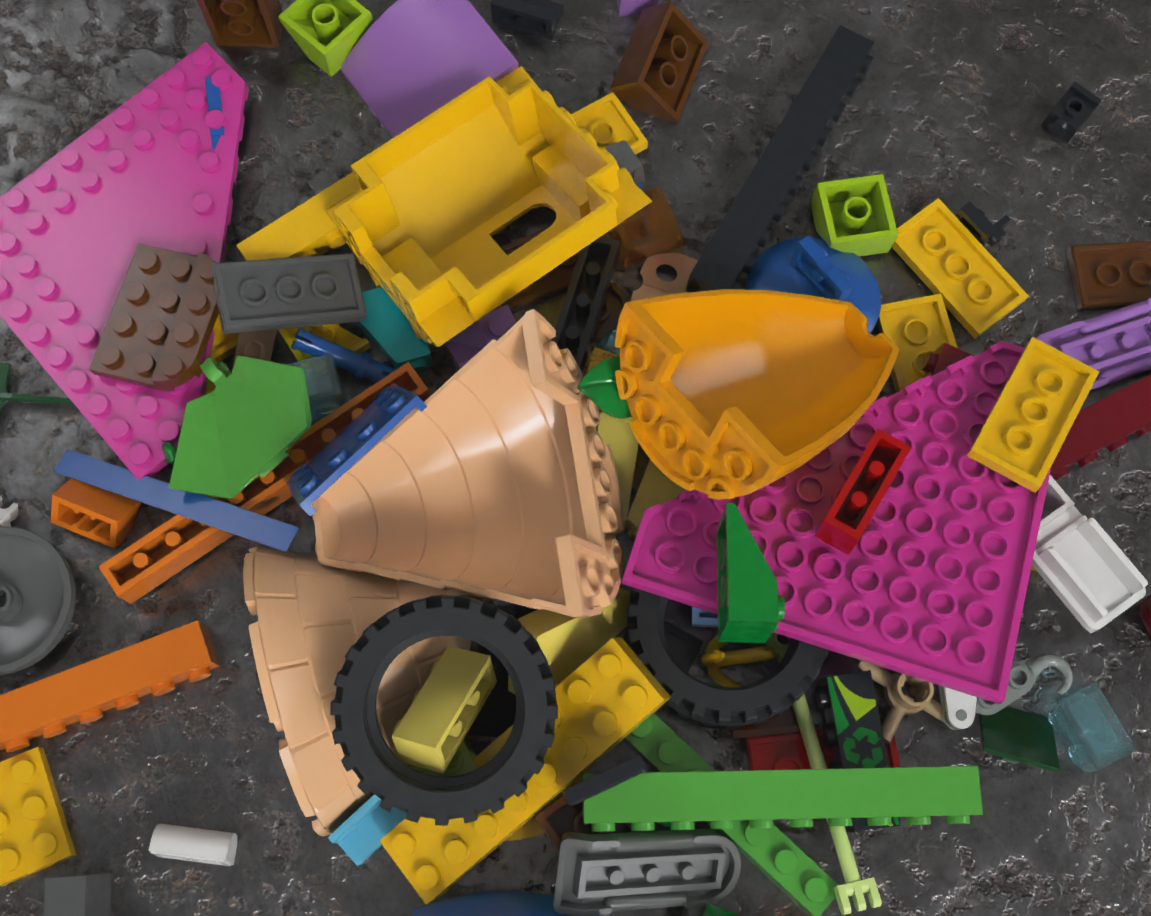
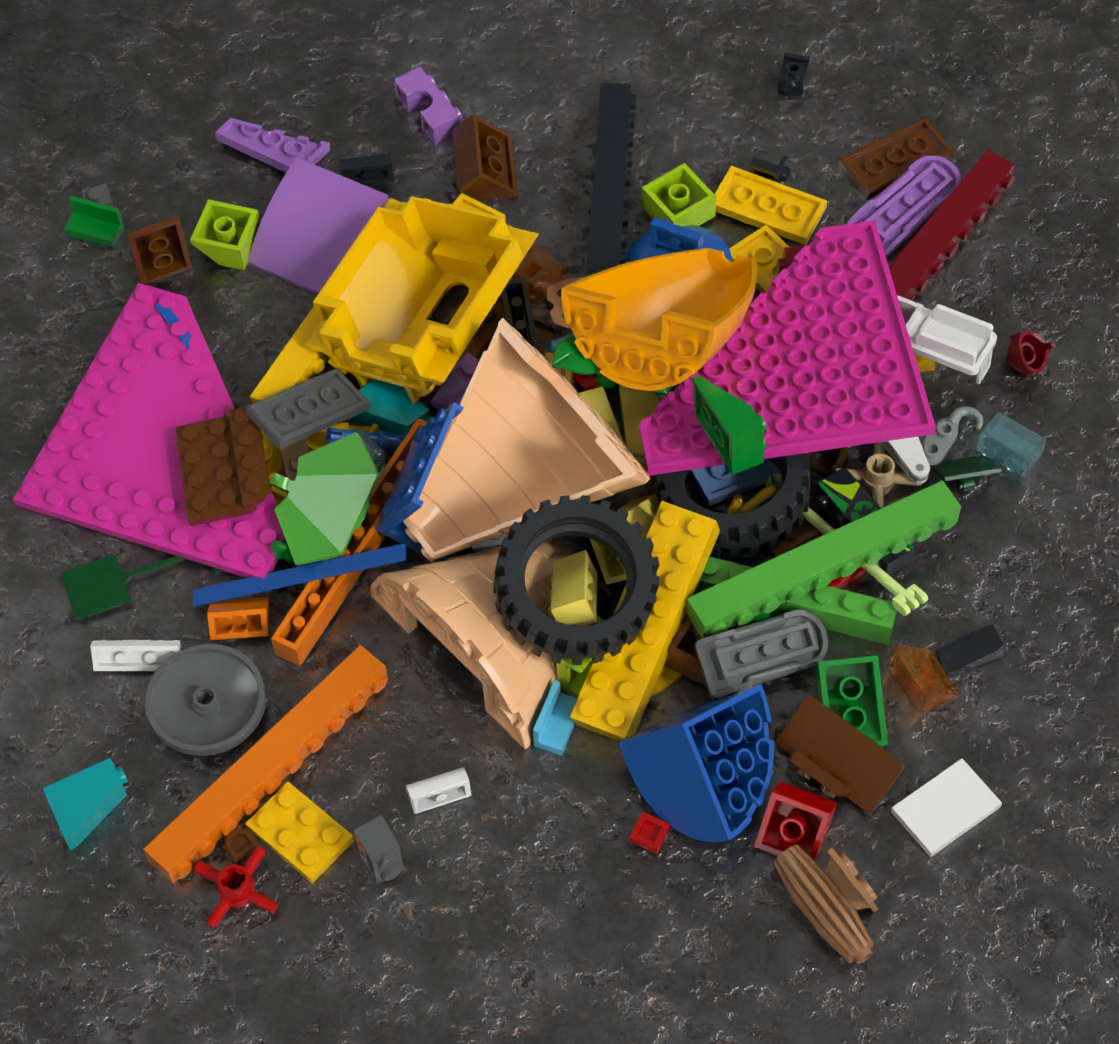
camera: 20 degrees left, 15 degrees down
(604, 781) = (703, 583): black tile -> none
(863, 491) = (777, 345): red brick -> none
(1033, 414) = (864, 258): yellow plate -> none

